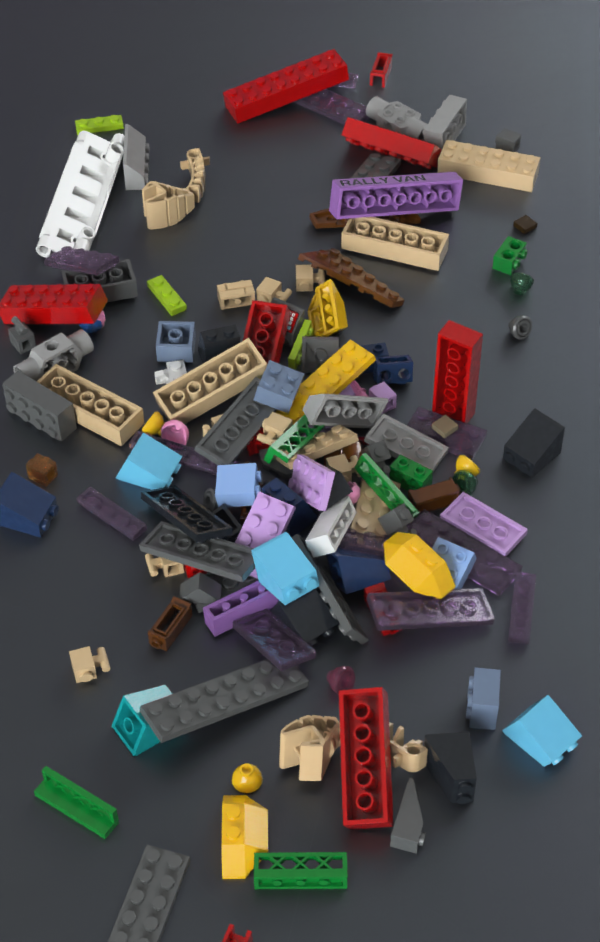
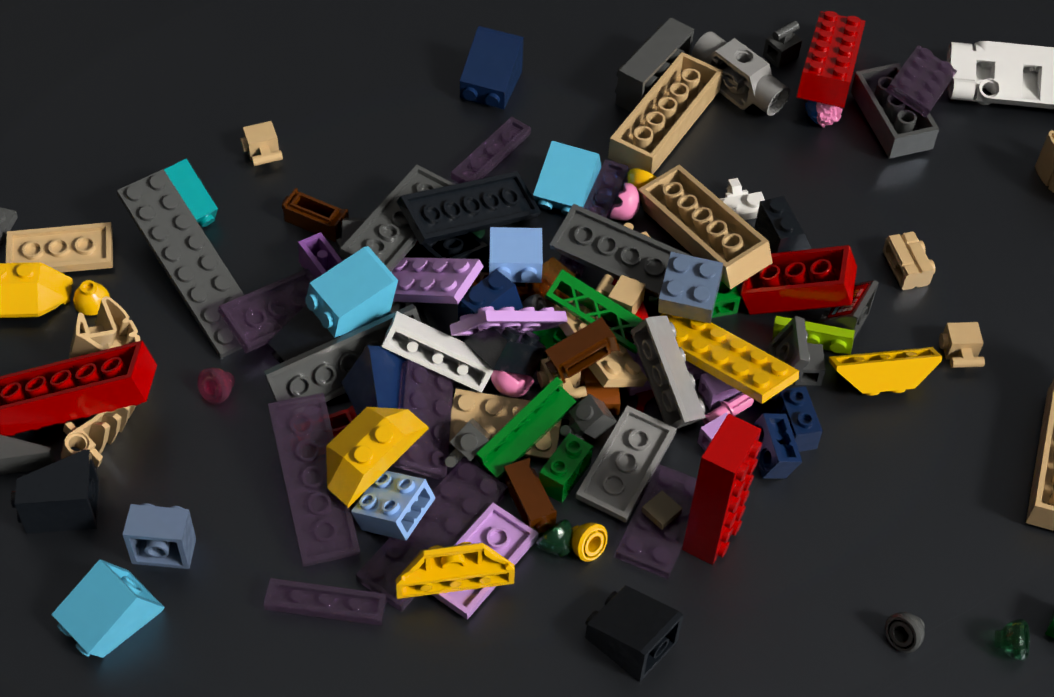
camera: 85 degrees right, 5 degrees up
(41, 469) = (557, 83): clear orange brick -> none
(77, 803) = (78, 151): green fence -> none
(166, 295) = (897, 188): lime plate -> none
(175, 341) = (800, 188): sand blue brick -> none
(194, 805) = (63, 247): none -> tan plate
(271, 288) = (919, 301): tan brick -> none
(337, 443) = (581, 350): none -> reddish brown window
(349, 273) = (982, 393): reddish brown wing -> none
(500, 531) = (454, 569): none -> yellow wedge

